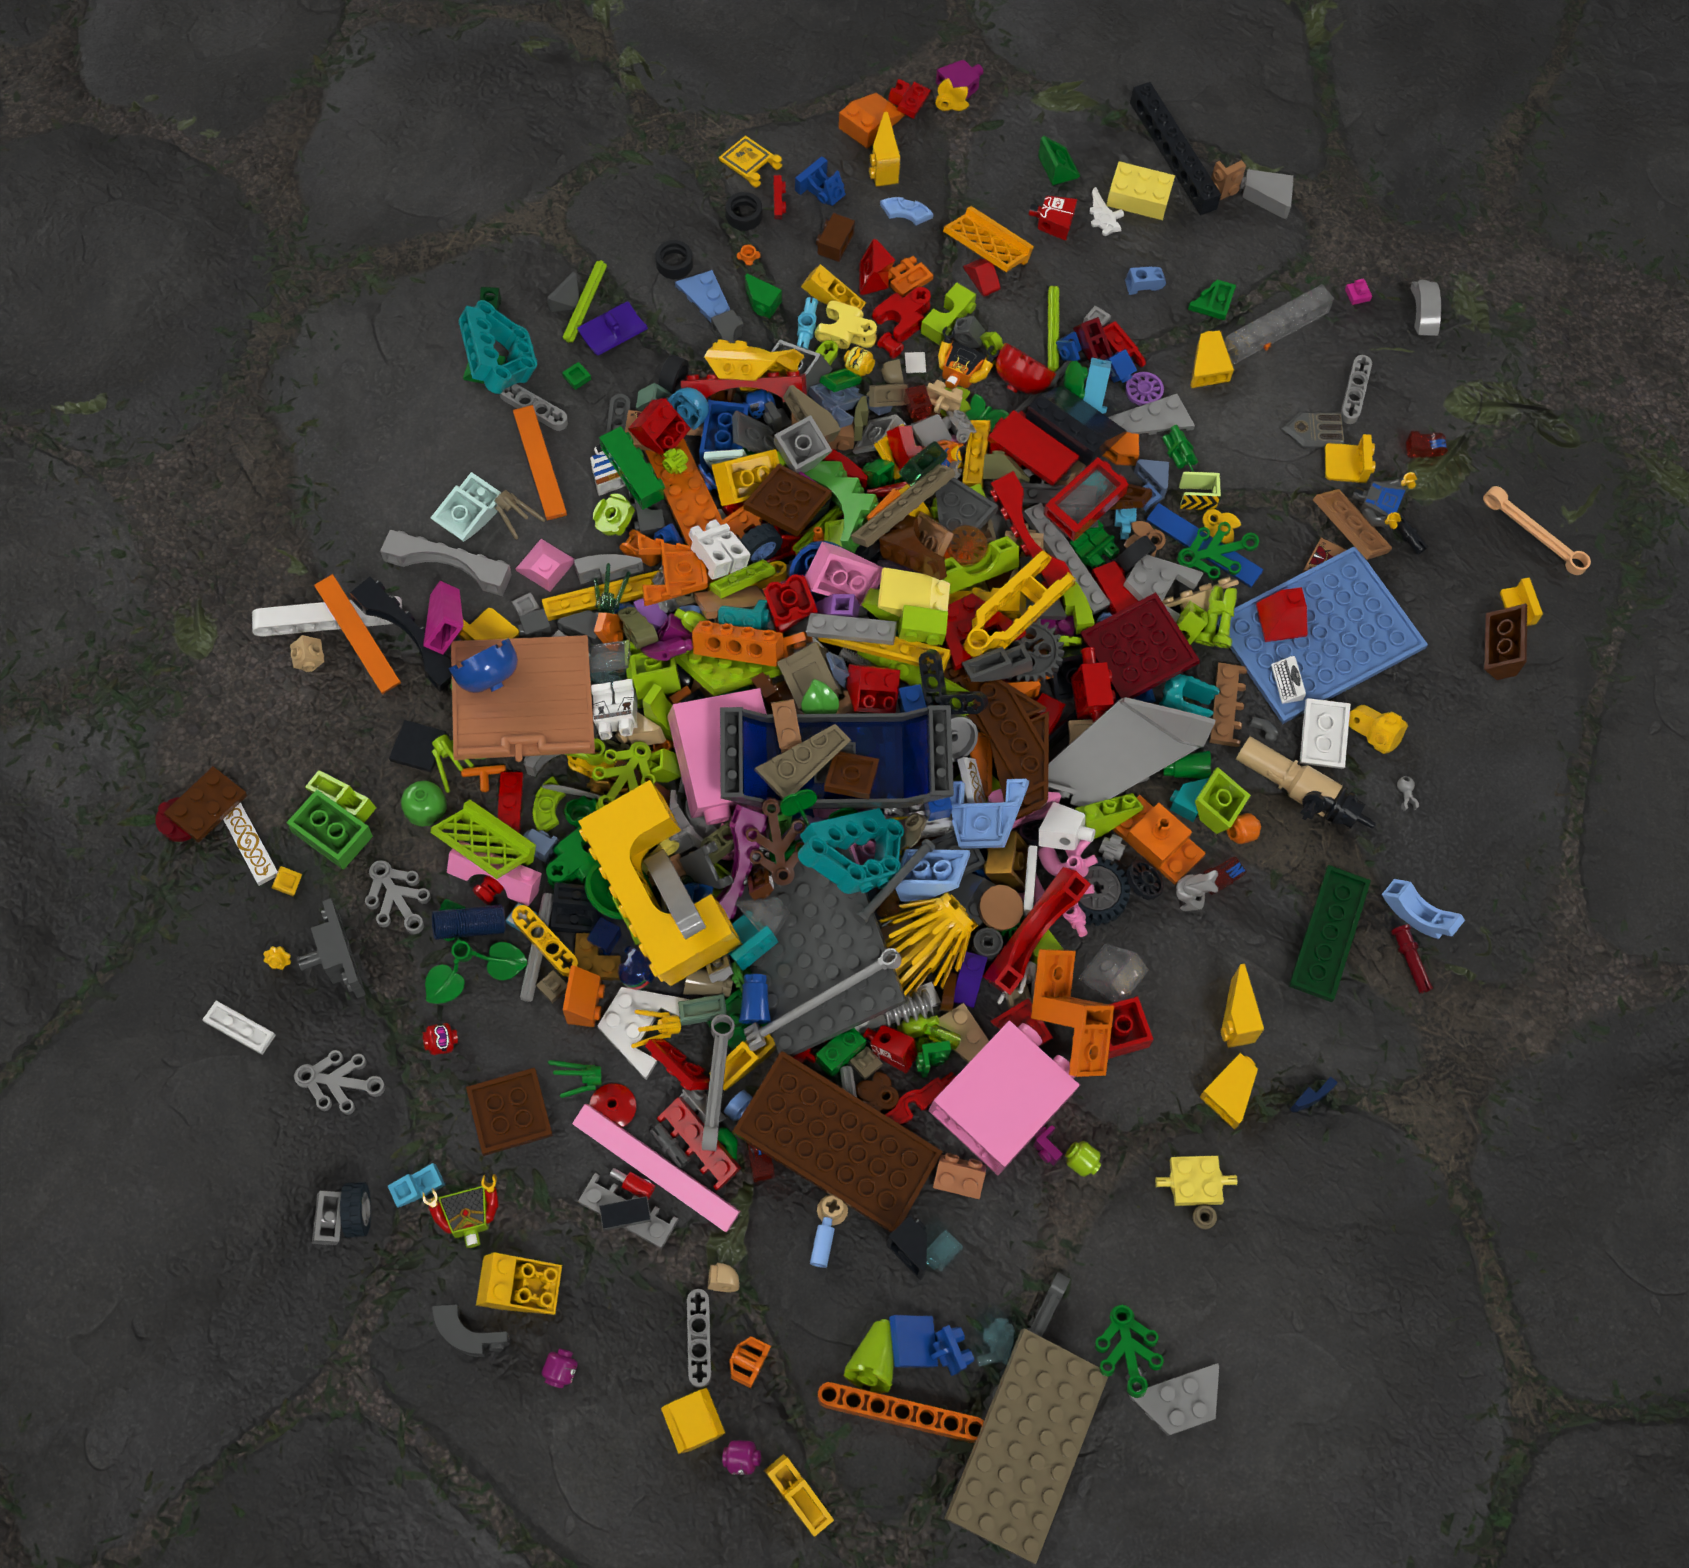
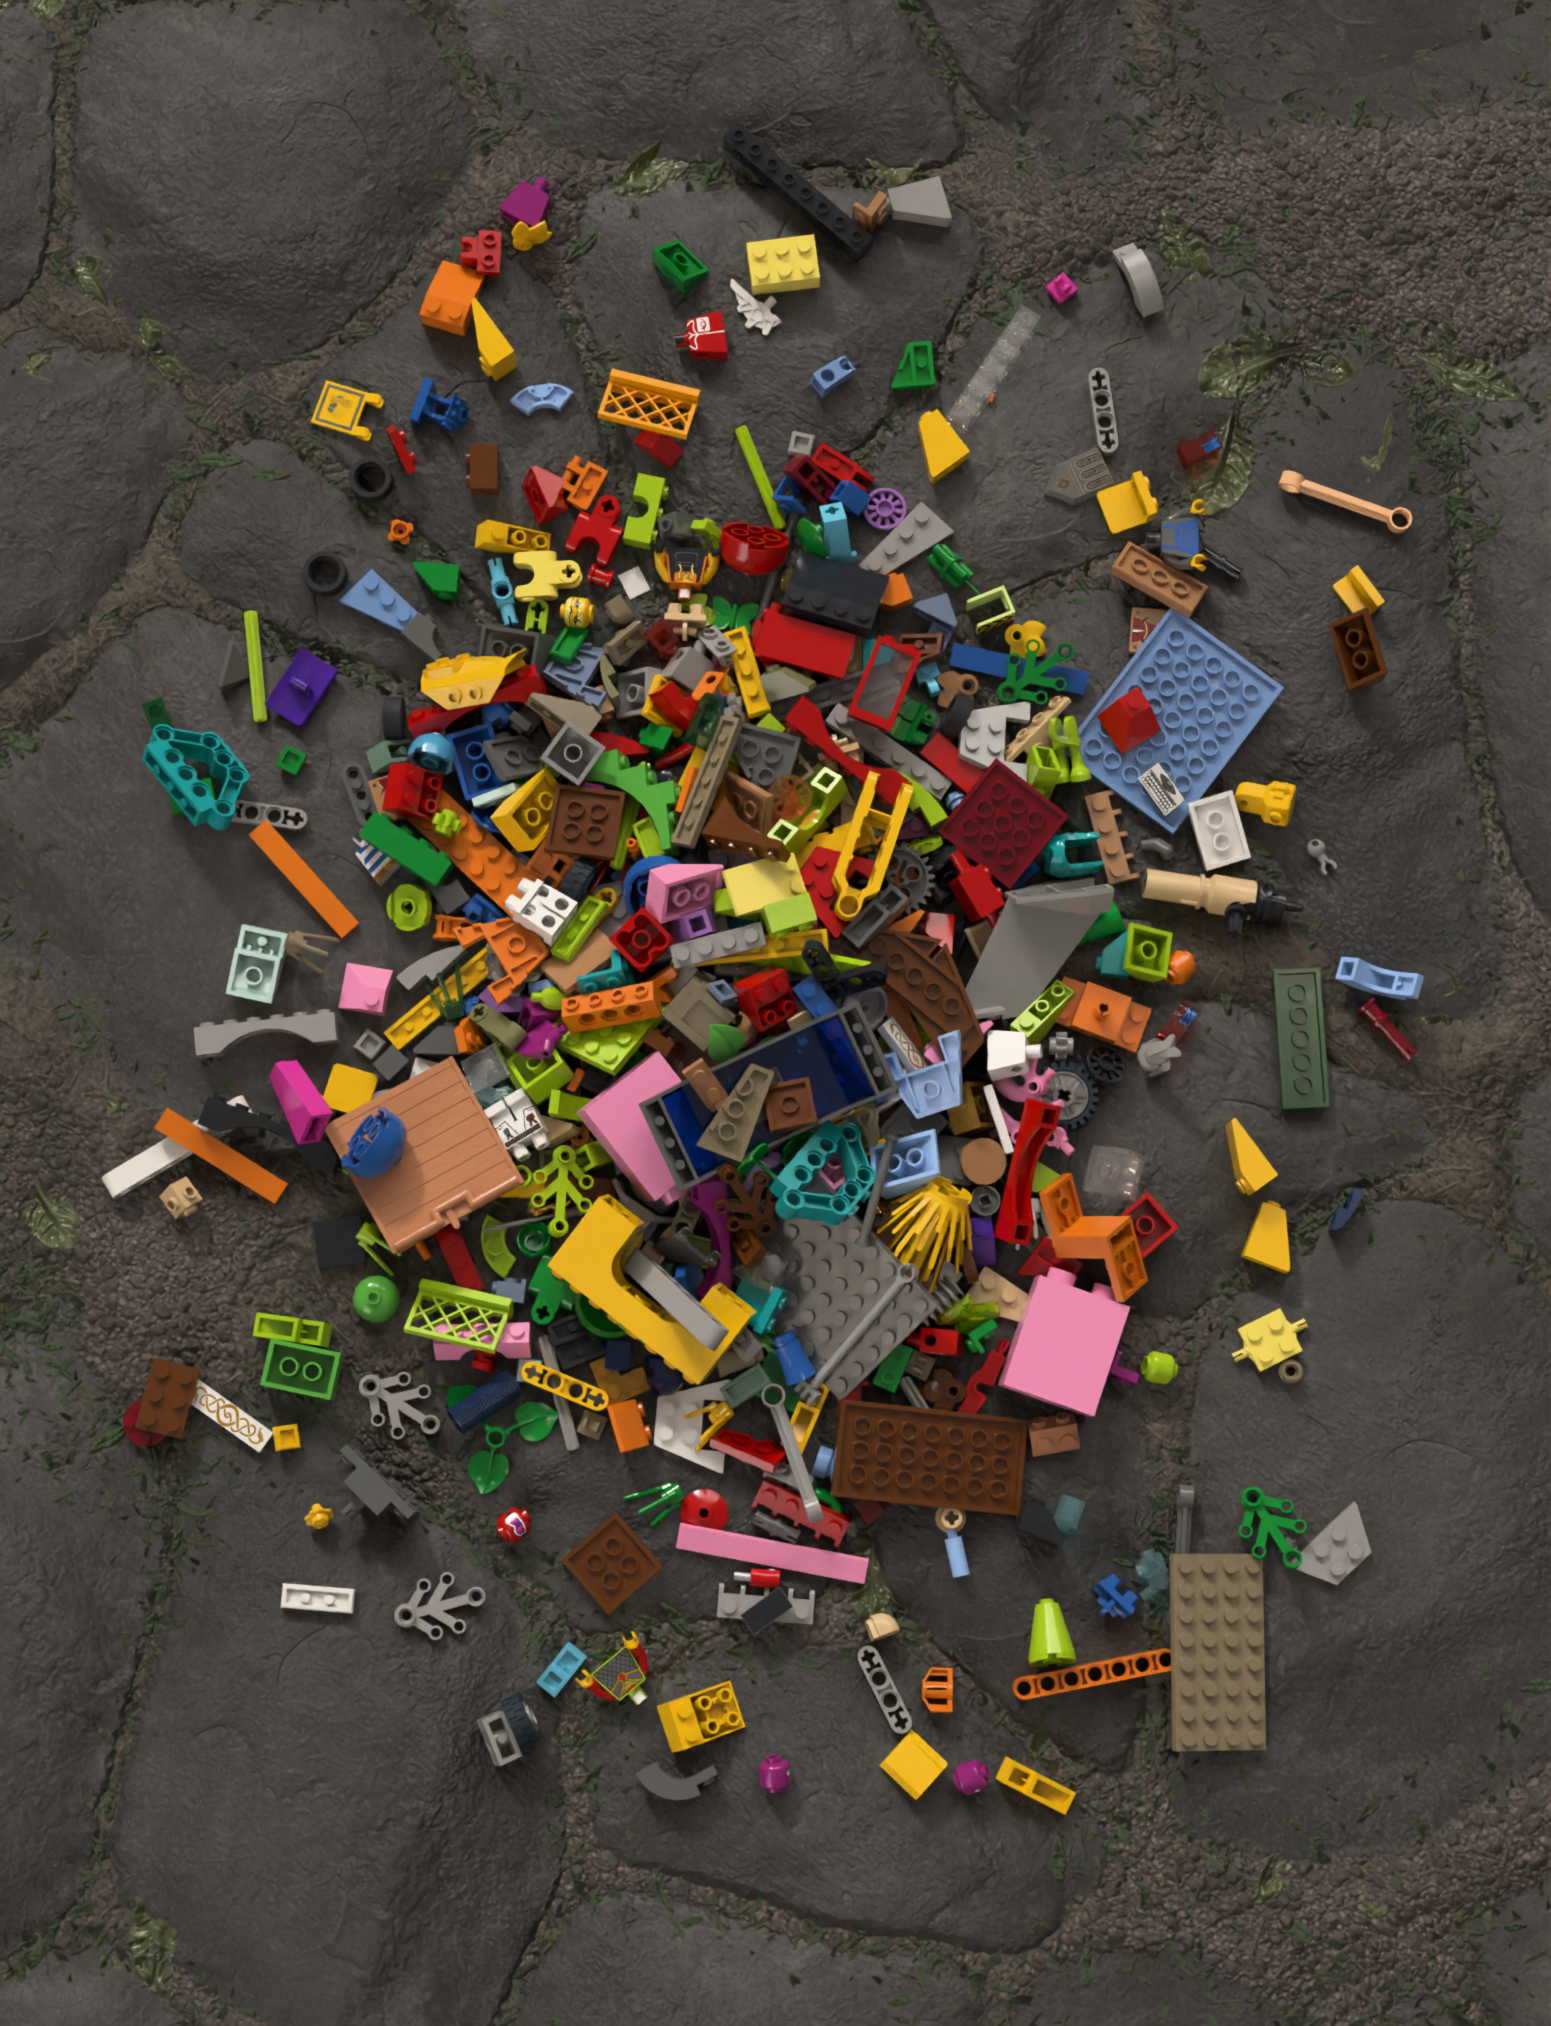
camera: 20 degrees left, 15 degrees up
(913, 1341) = (1077, 1607): blue tile -> none

